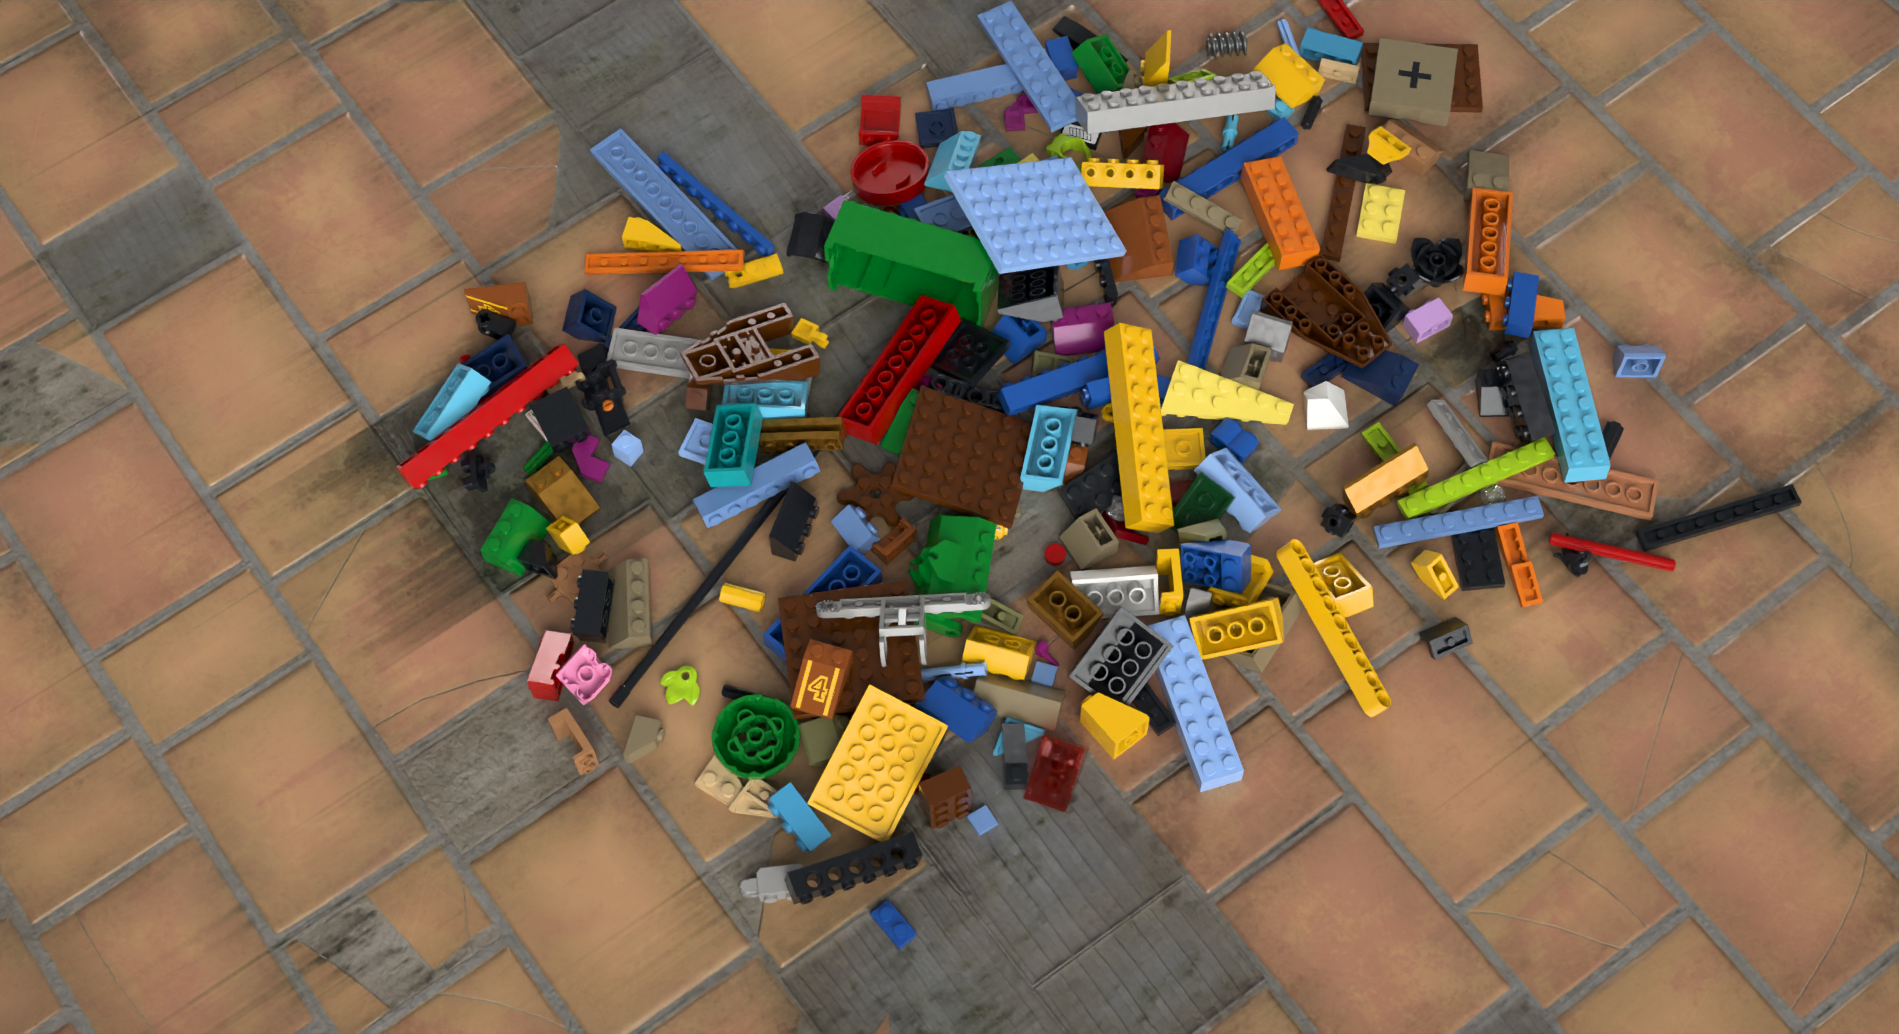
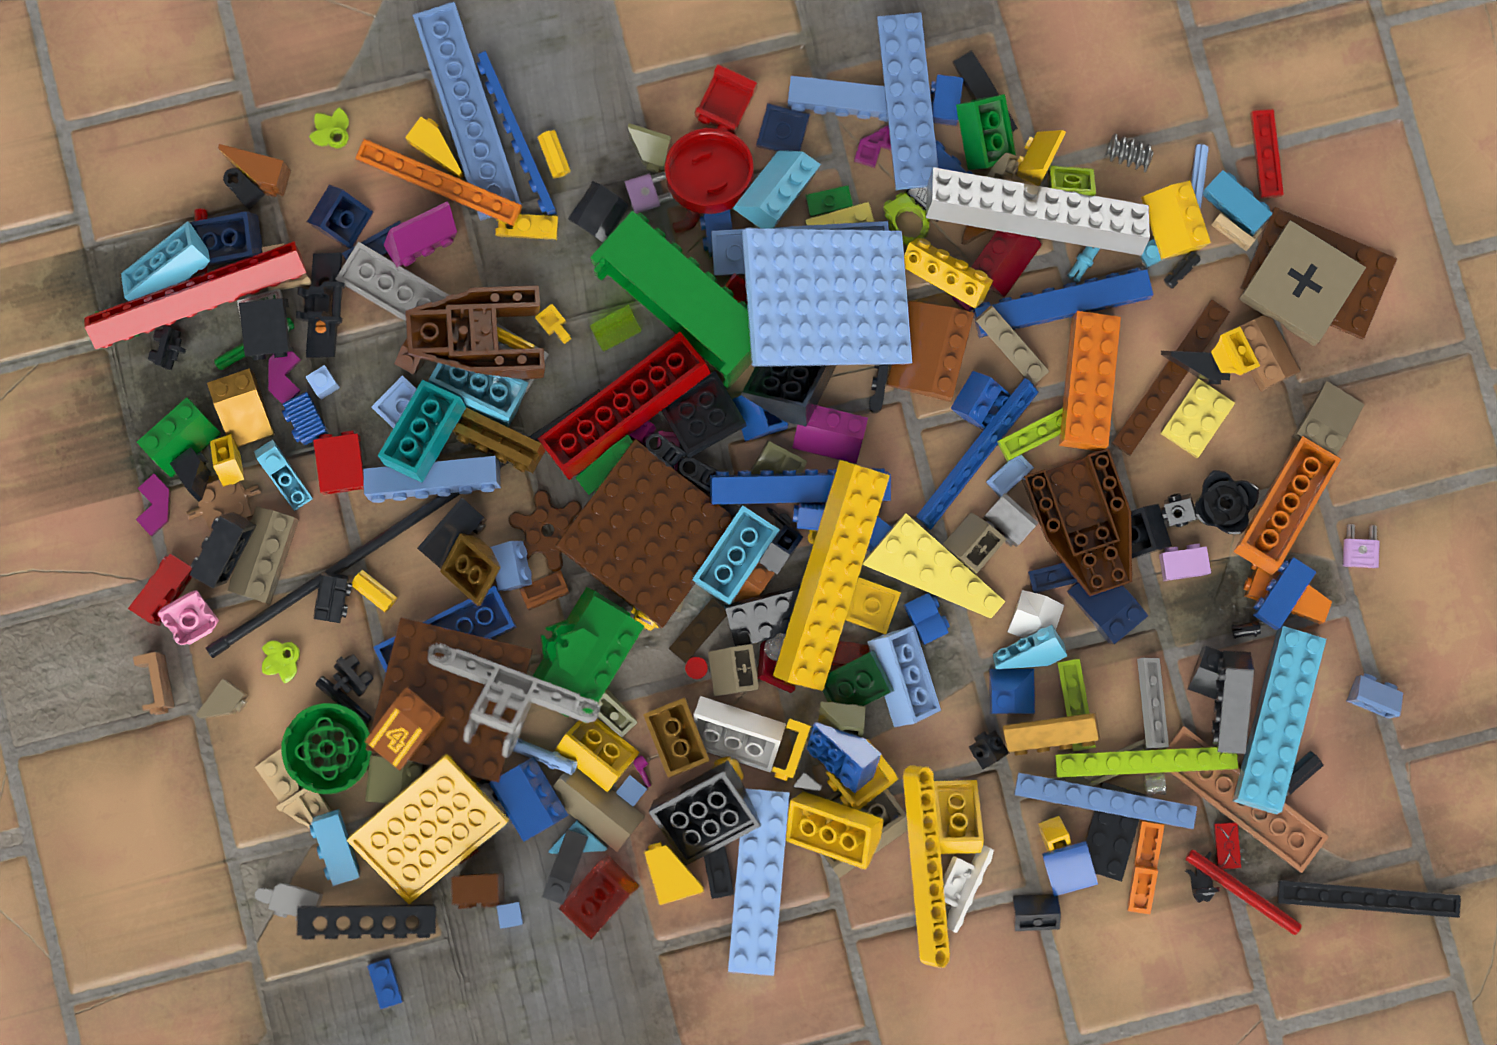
camera: 20 degrees right, 20 degrees up
(520, 609) = (158, 513): none -> magenta tile
(551, 259) = (329, 127): none -> lime plate
(621, 533) = (282, 474): none -> medium azure slope
(623, 483) = (304, 418): none -> blue brick
(670, 506) = (339, 463): none -> red panel
(707, 613) = (331, 597): none -> black brick
(751, 675) = (348, 678): none -> black hips
(753, 209) = (553, 154): none -> yellow axle
(823, 536) = (471, 567): none -> pearl gold slope
(831, 171) = (650, 146): none -> olive slope
(863, 318) = (615, 328): none -> clear neon green panel
(1043, 524) = (698, 630): none -> dark brown plate
(1332, 472) = (1011, 691): none -> blue slope
(1340, 427) = (1033, 651): none -> medium azure slope
(1371, 635) = (961, 884): none -> white bracket
(1456, 587) = (1070, 868): none -> slope
(1564, 261) = (1361, 552): none -> lavender piece
(1578, 521) = (1227, 845): none -> red tile

